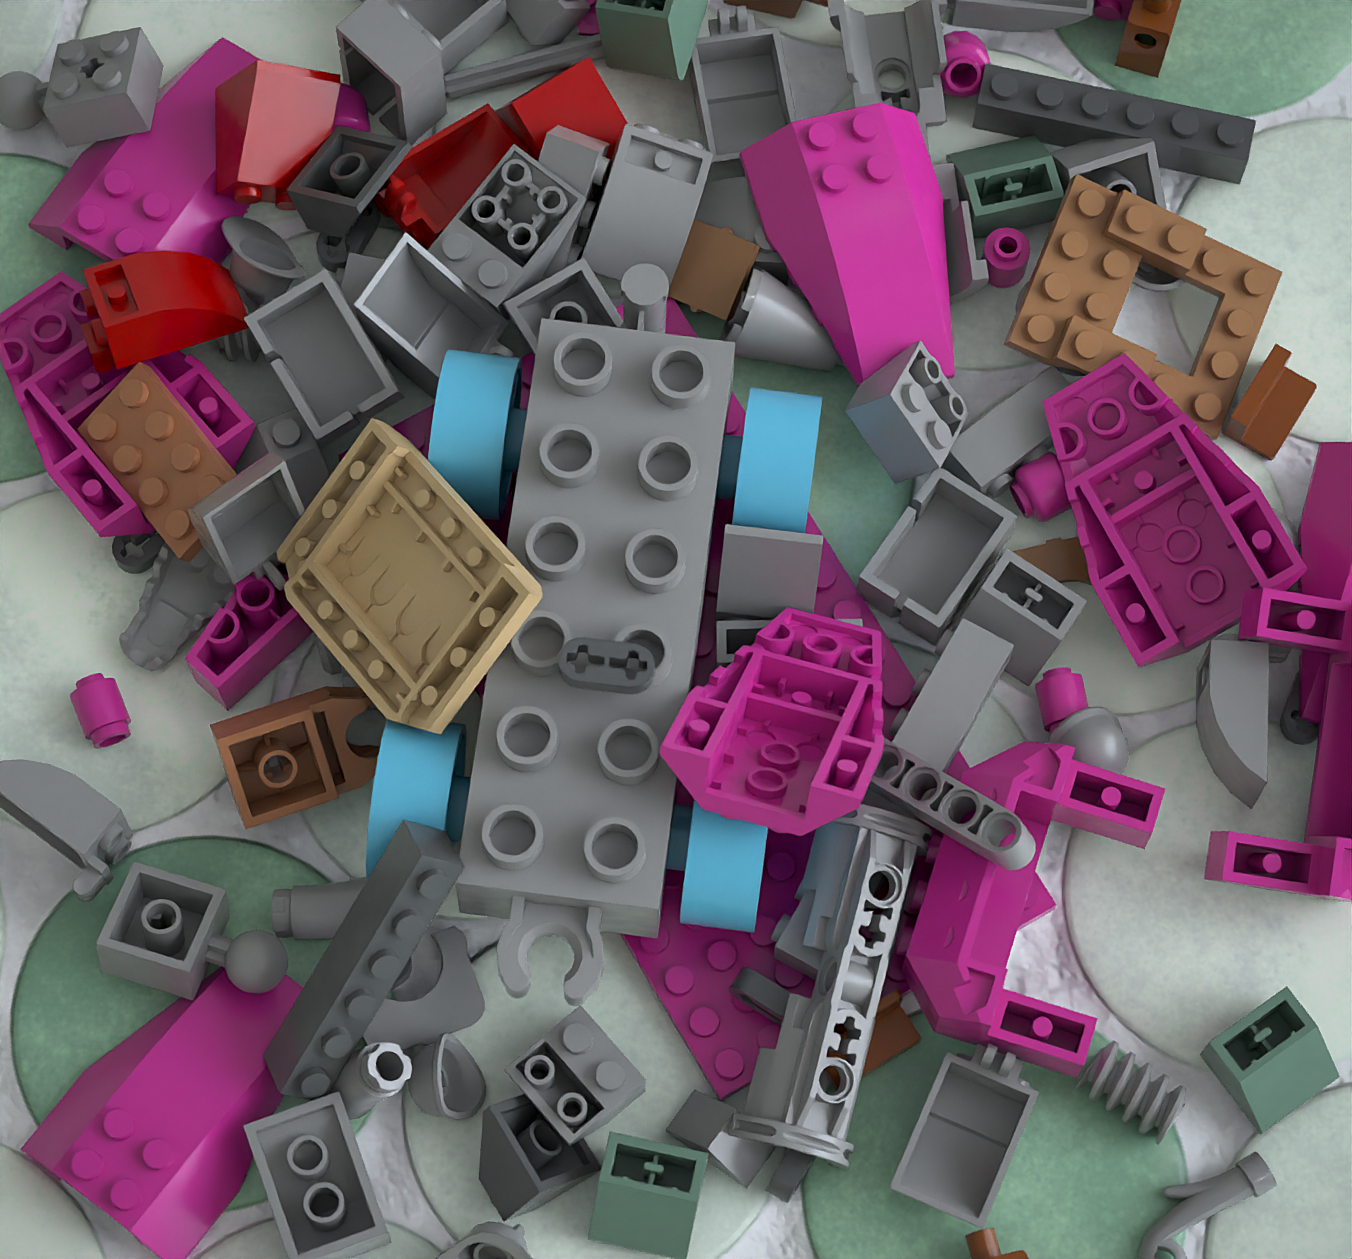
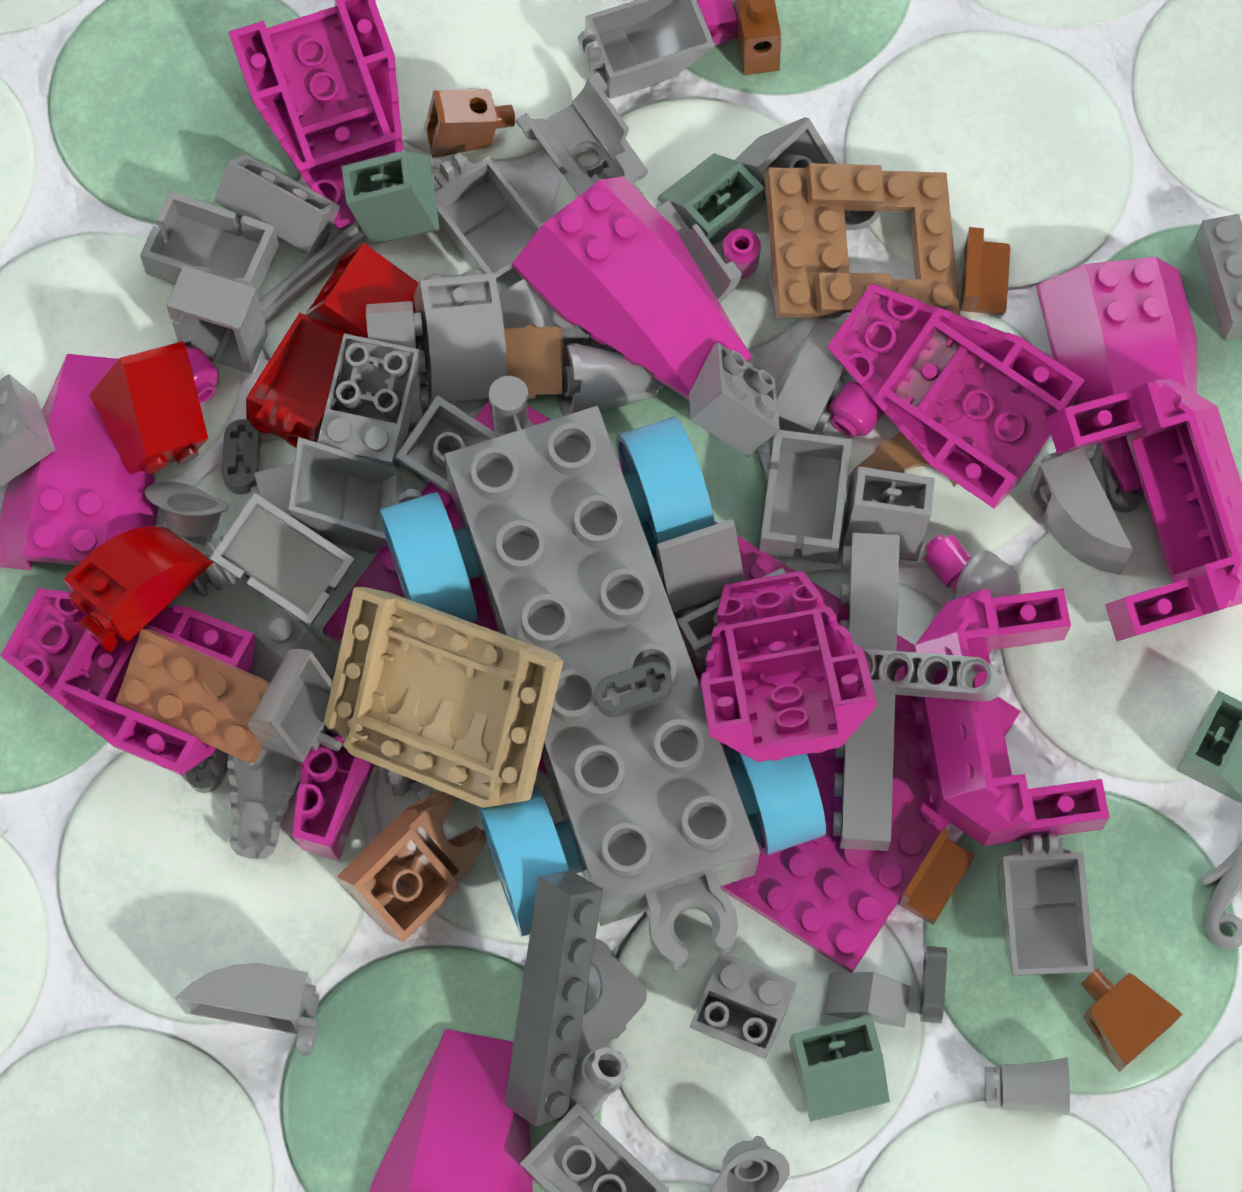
camera: 25 degrees left, 0 degrees up
(101, 710) = (243, 906): dark pink brick -> none
(171, 930) = (398, 1027): light grey brick -> none
(313, 909) = (490, 974): light grey plant -> none
(344, 178) = (226, 417): dark grey slope -> none
(446, 1080) = (649, 1056): light grey helmet -> none
(526, 1158) = (737, 1084): dark grey slope -> none
(760, 994) = (860, 880): dark grey beam -> none
(785, 1093) = (904, 941): light grey piece -> none
(965, 64) = (642, 122): dark pink head -> none
(1073, 112) = (738, 122): dark grey brick -> none
(1133, 1090) = (1147, 818): light grey piece -> none

